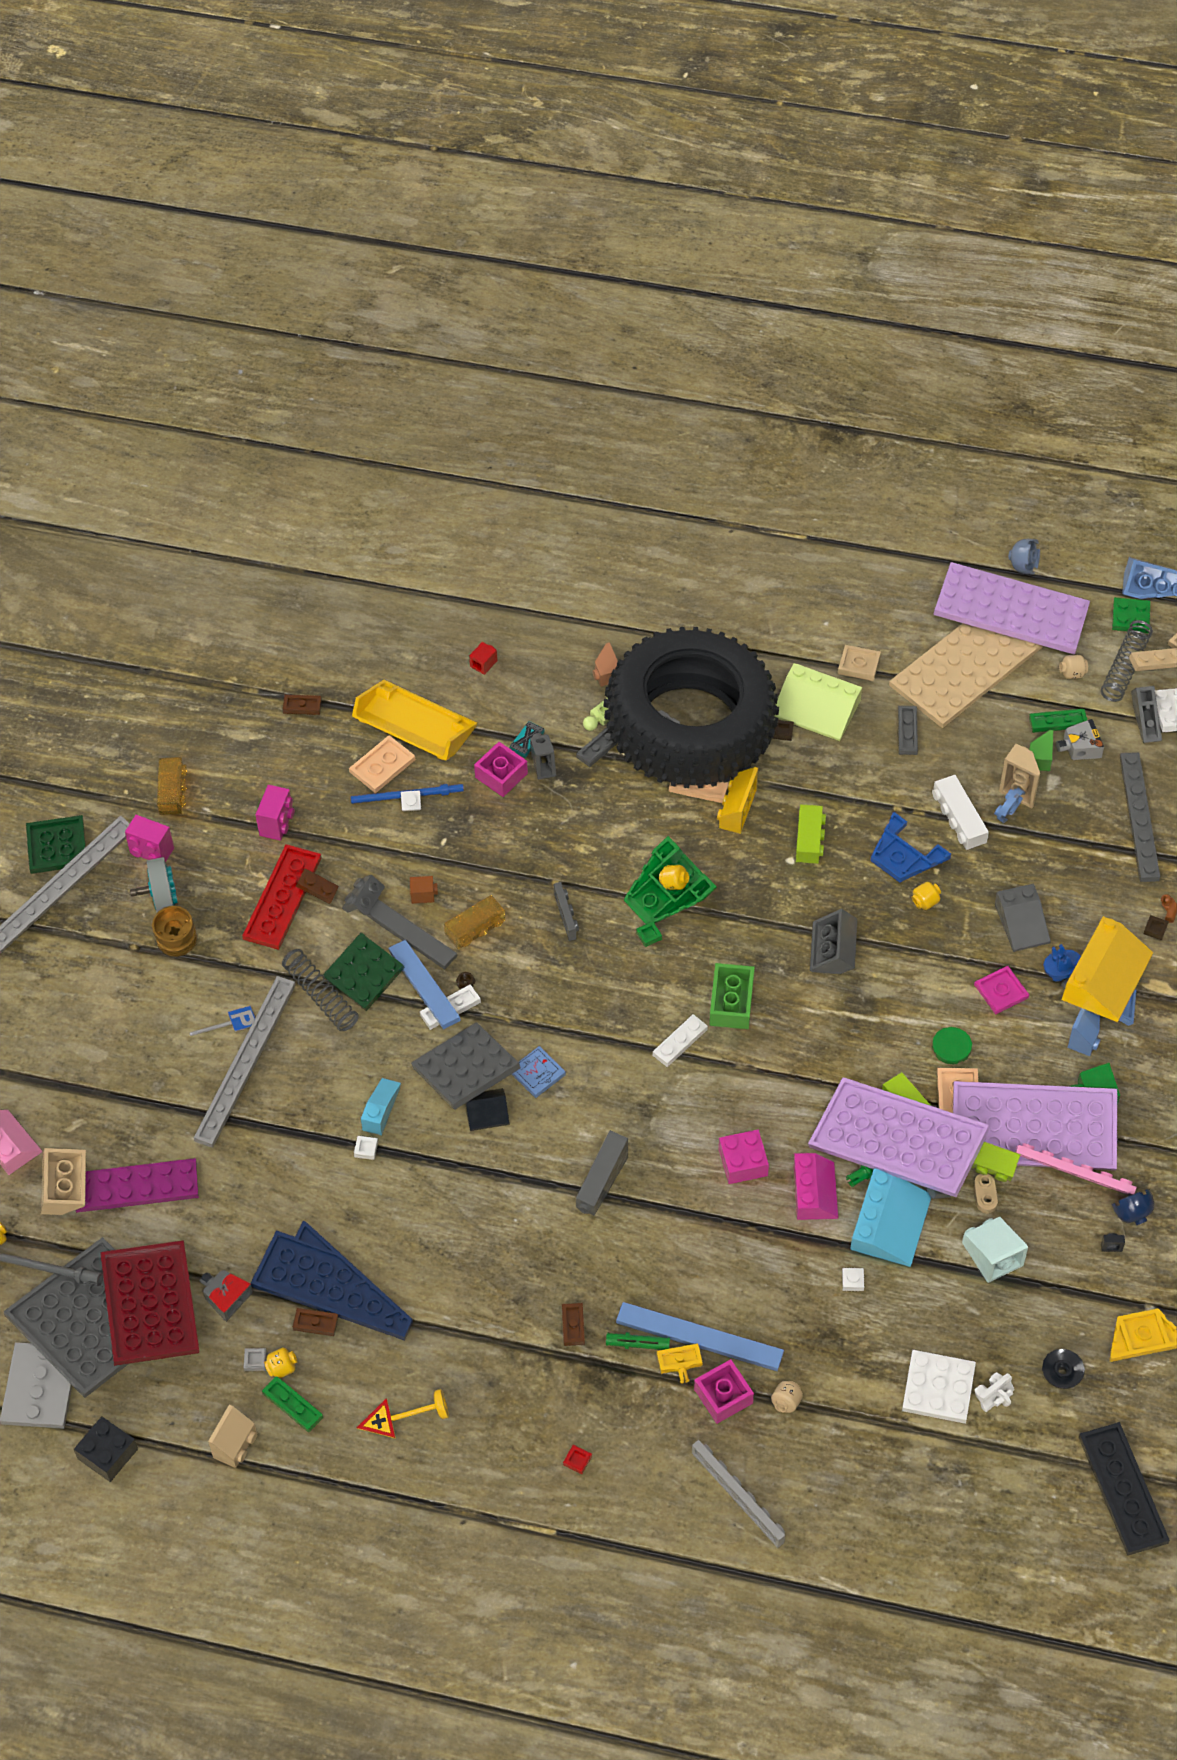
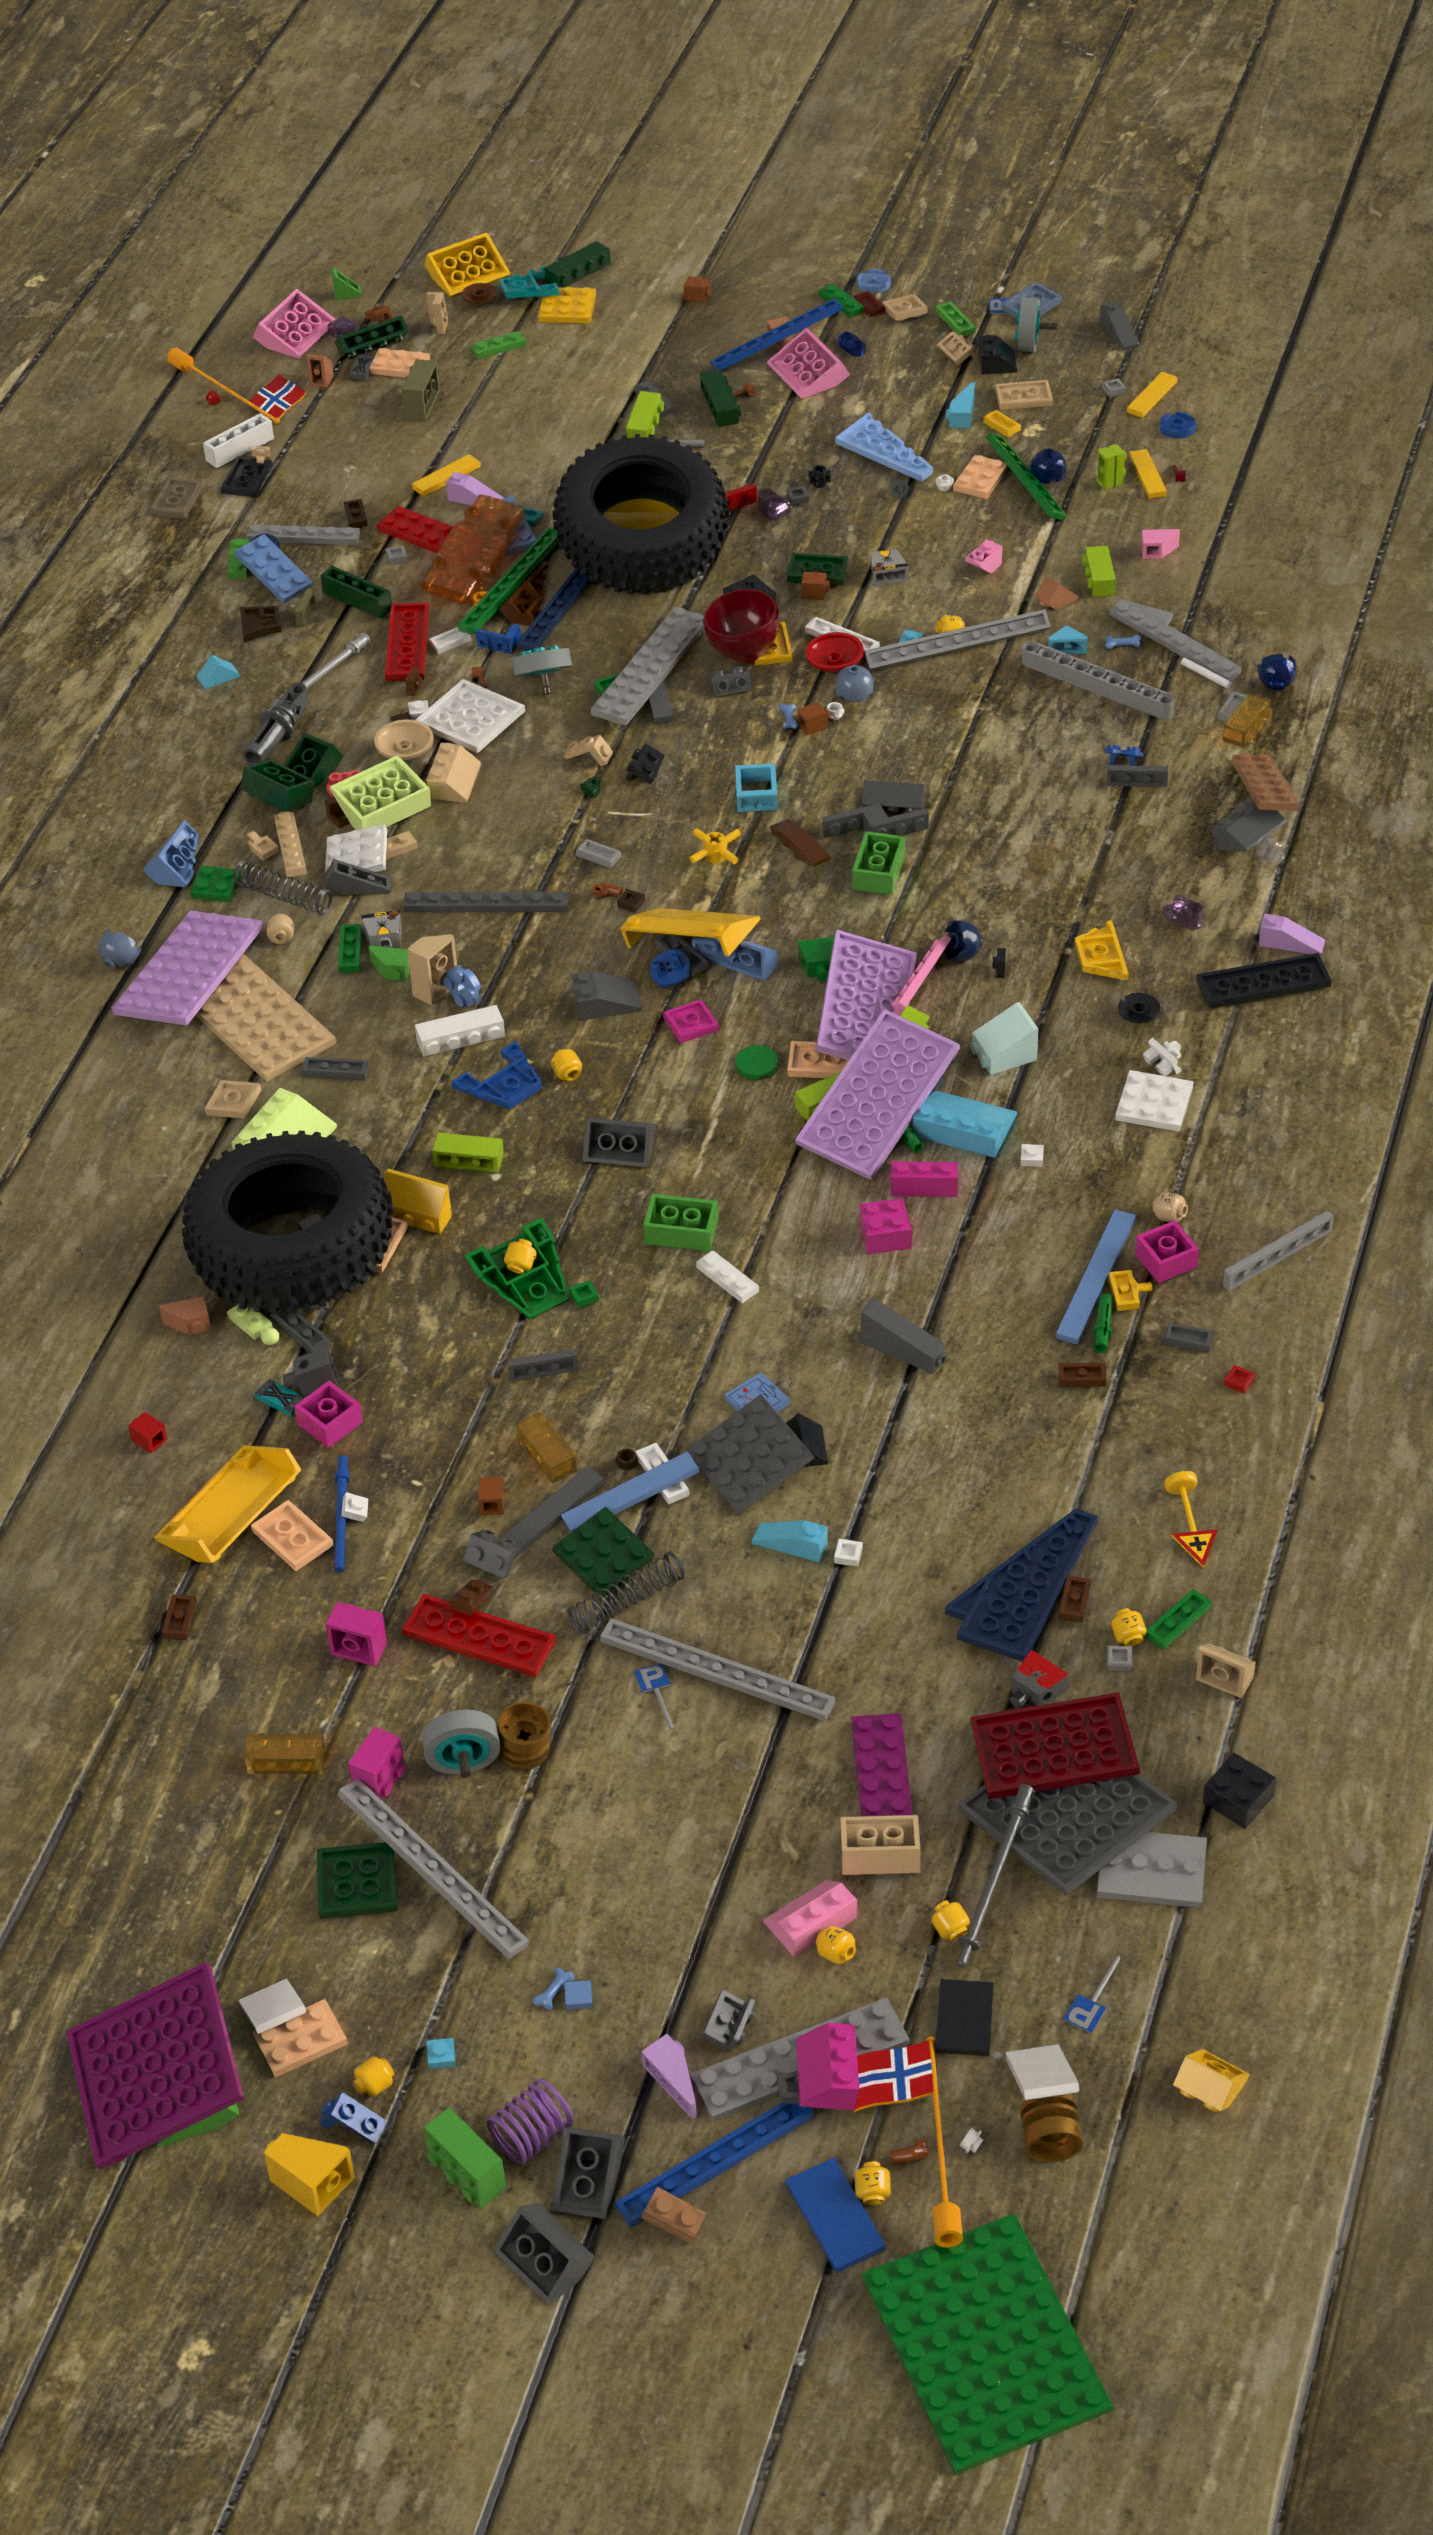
camera: 85 degrees left, 10 degrees down
(627, 1416) = (1188, 1337): none -> dark grey tile

